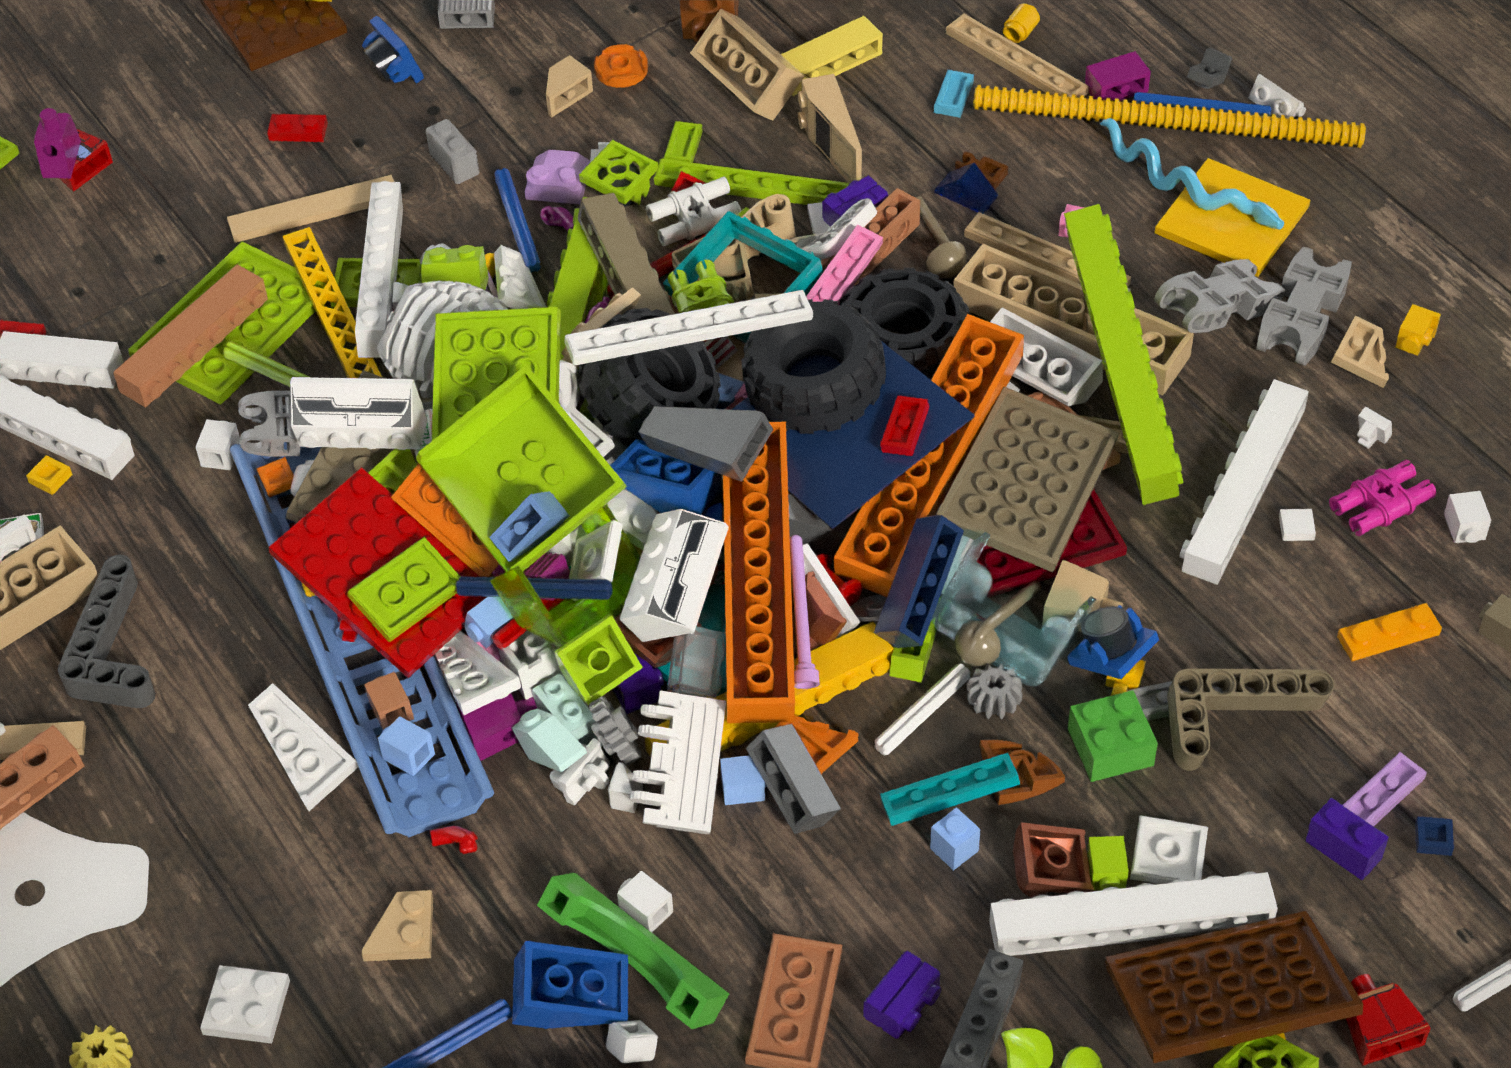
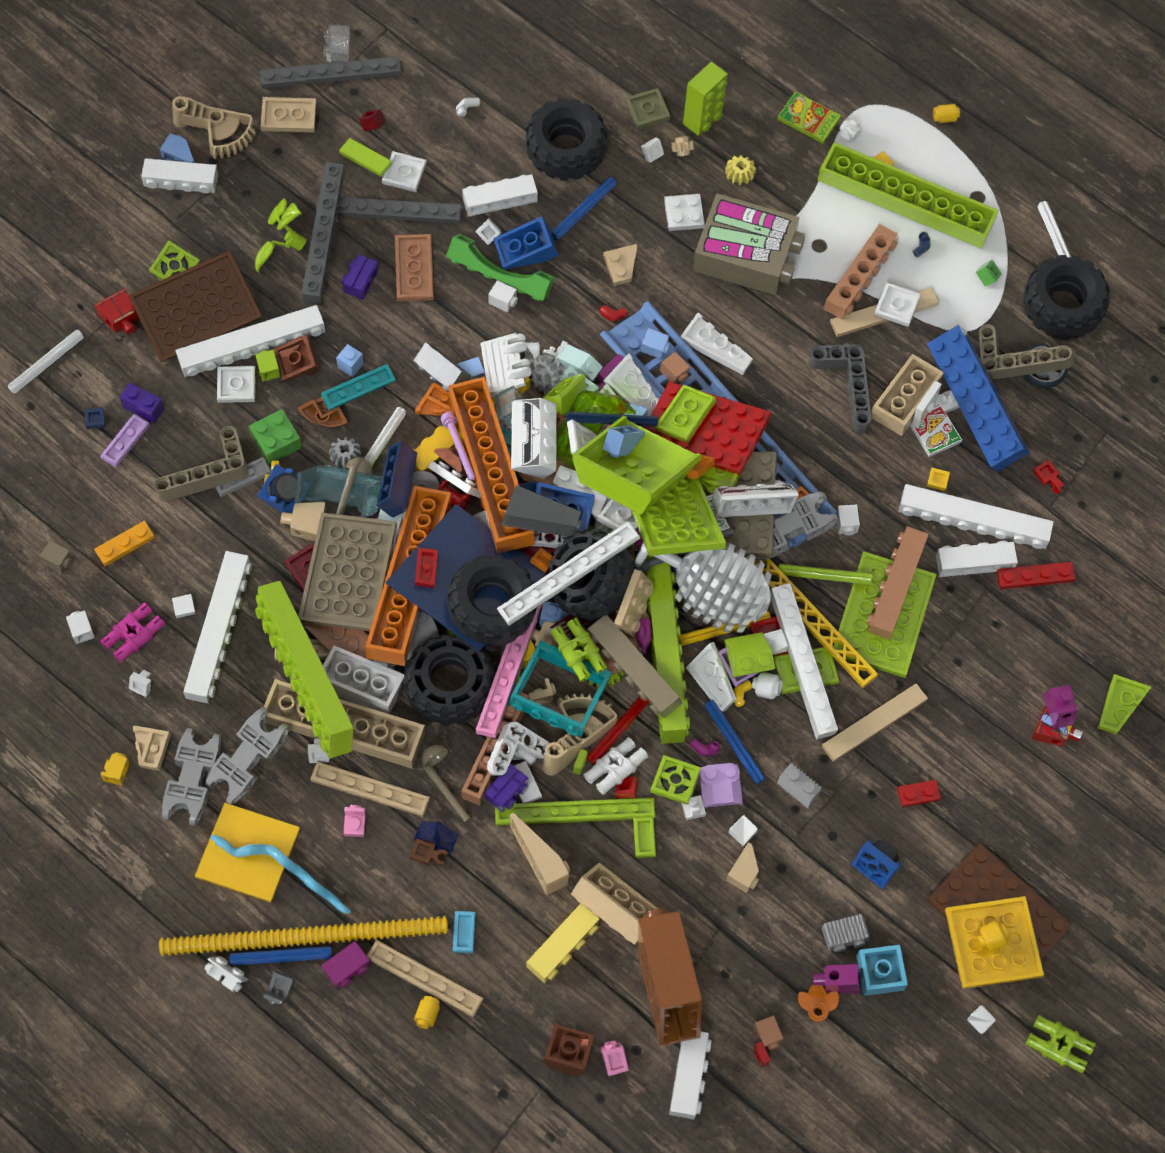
camera: 160 degrees right, 15 degrees up
(162, 887) = (748, 244): none -> brick
(548, 127) = (743, 830): none -> white slope
(621, 66) = (713, 906): orange tile -> none

